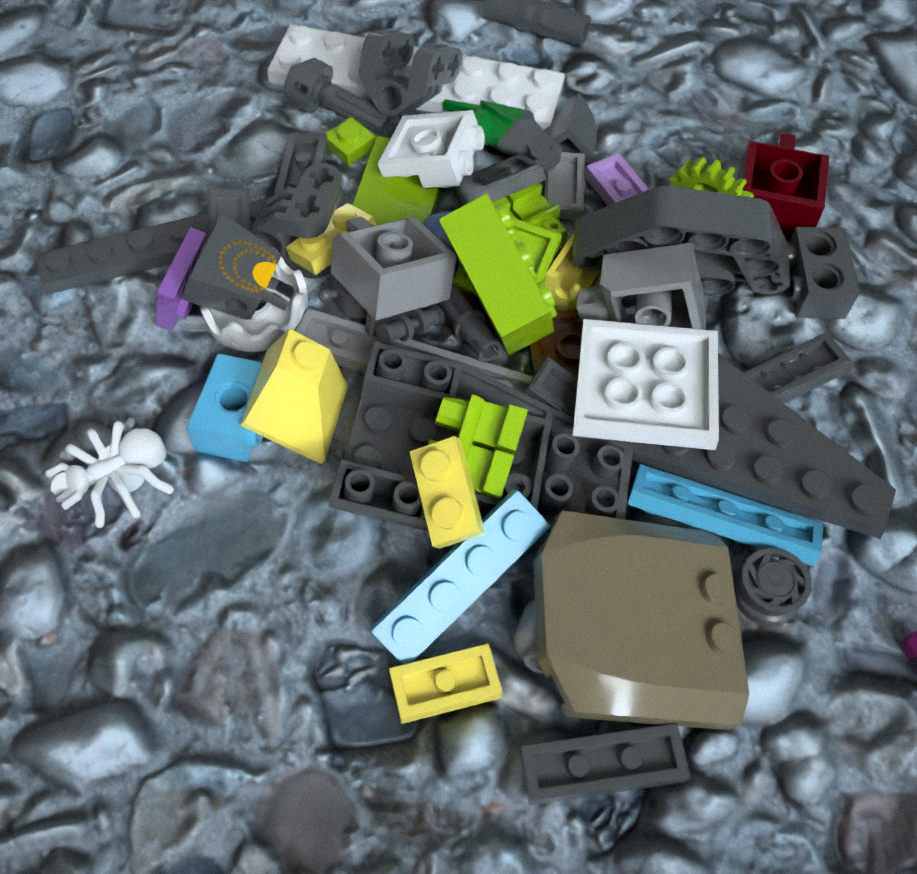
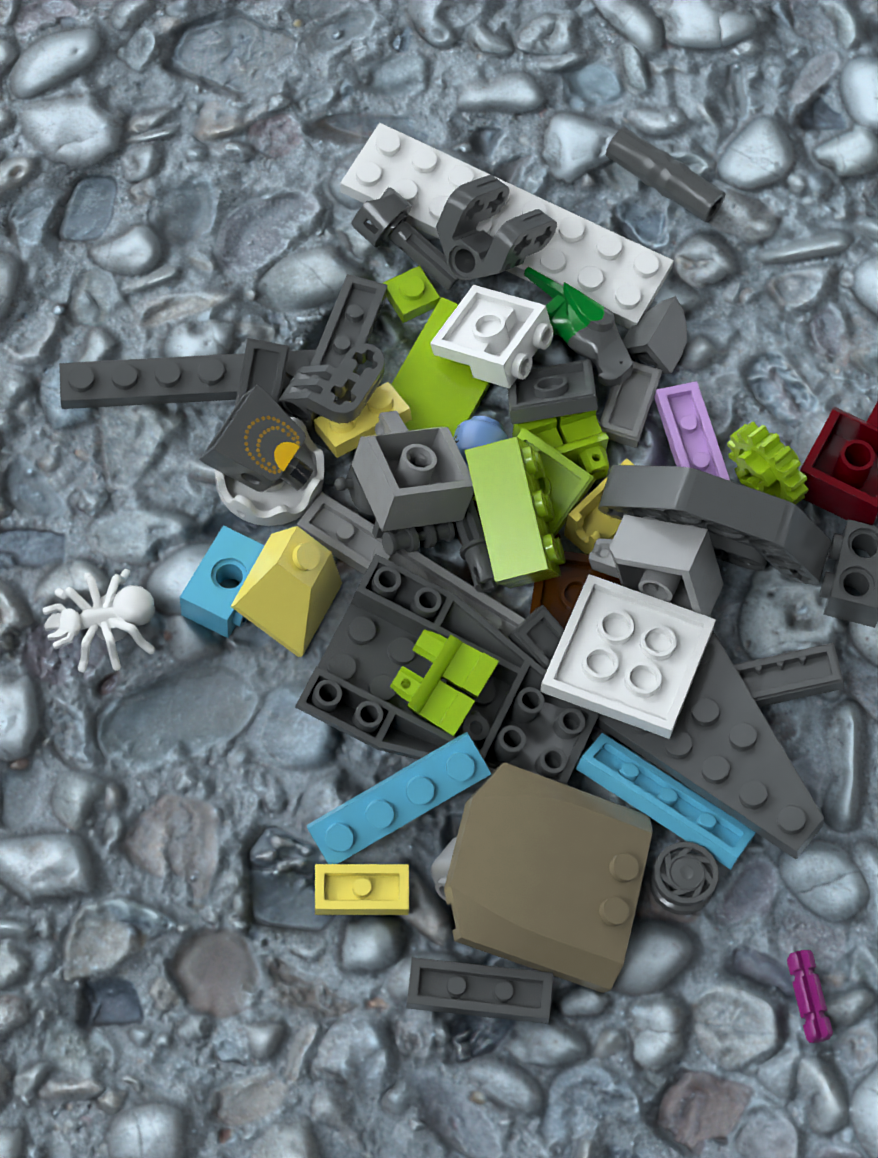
camera: 10 degrees right, 5 degrees up
(170, 305) = (207, 425): medium lavender plate -> none
(447, 492) = (403, 720): light yellow plate -> none

